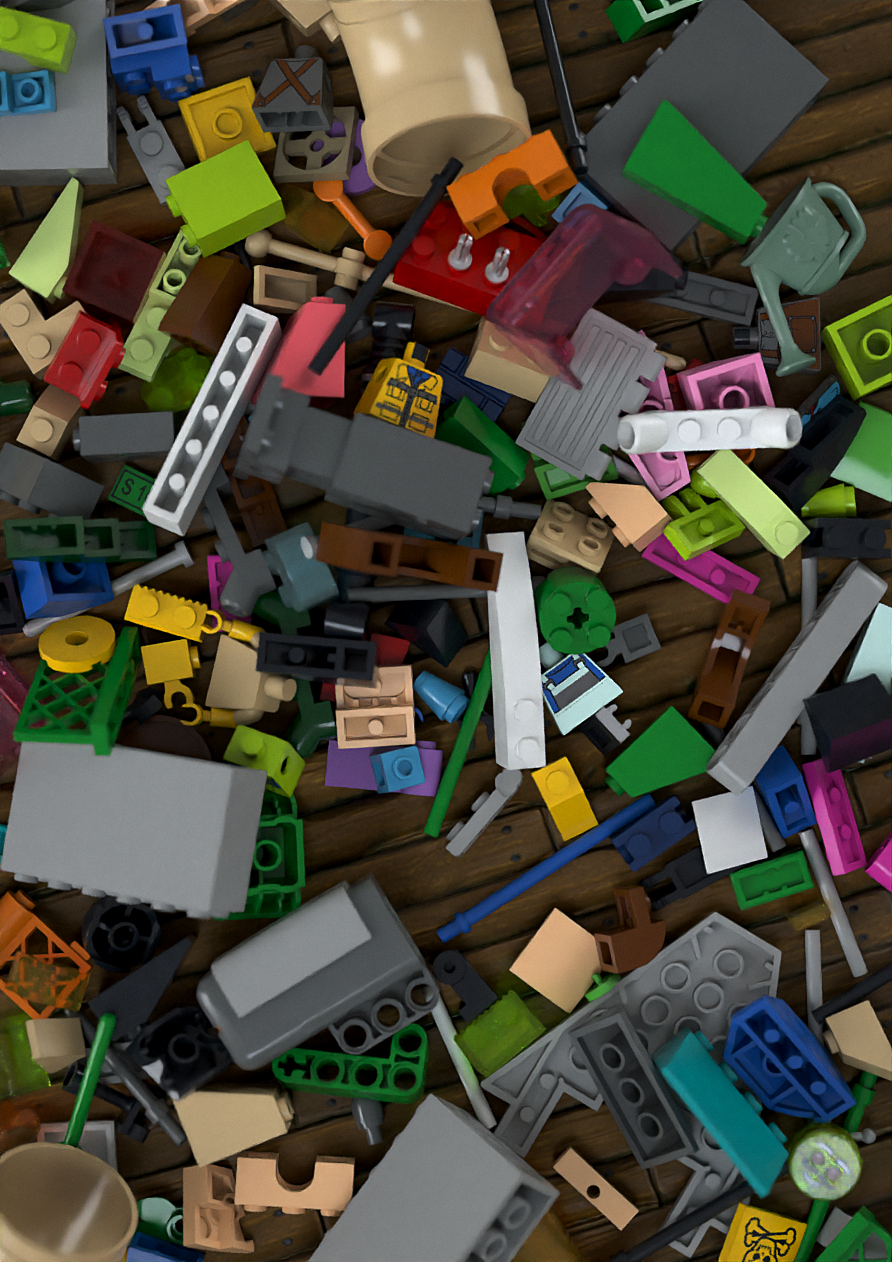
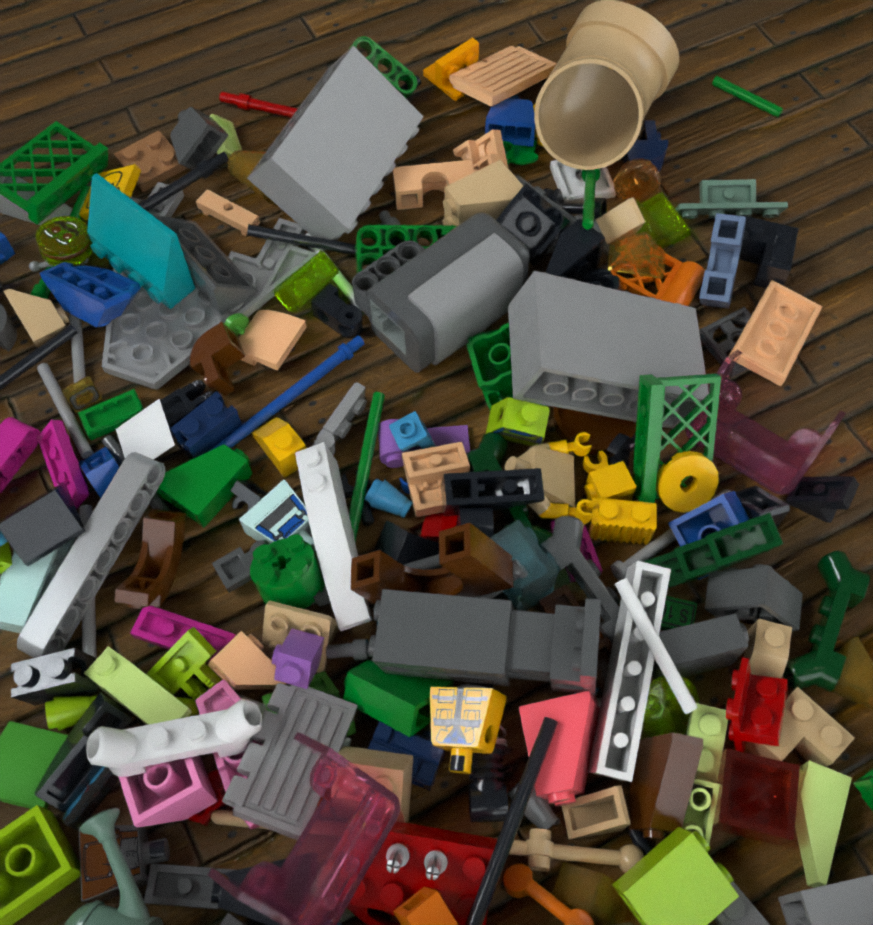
camera: 170 degrees right, 25 degrees down
(183, 430) = (656, 646): none -> white bar
(500, 1109) = (300, 239): none -> black bar
(573, 502) = (298, 658): none -> medium lavender brick

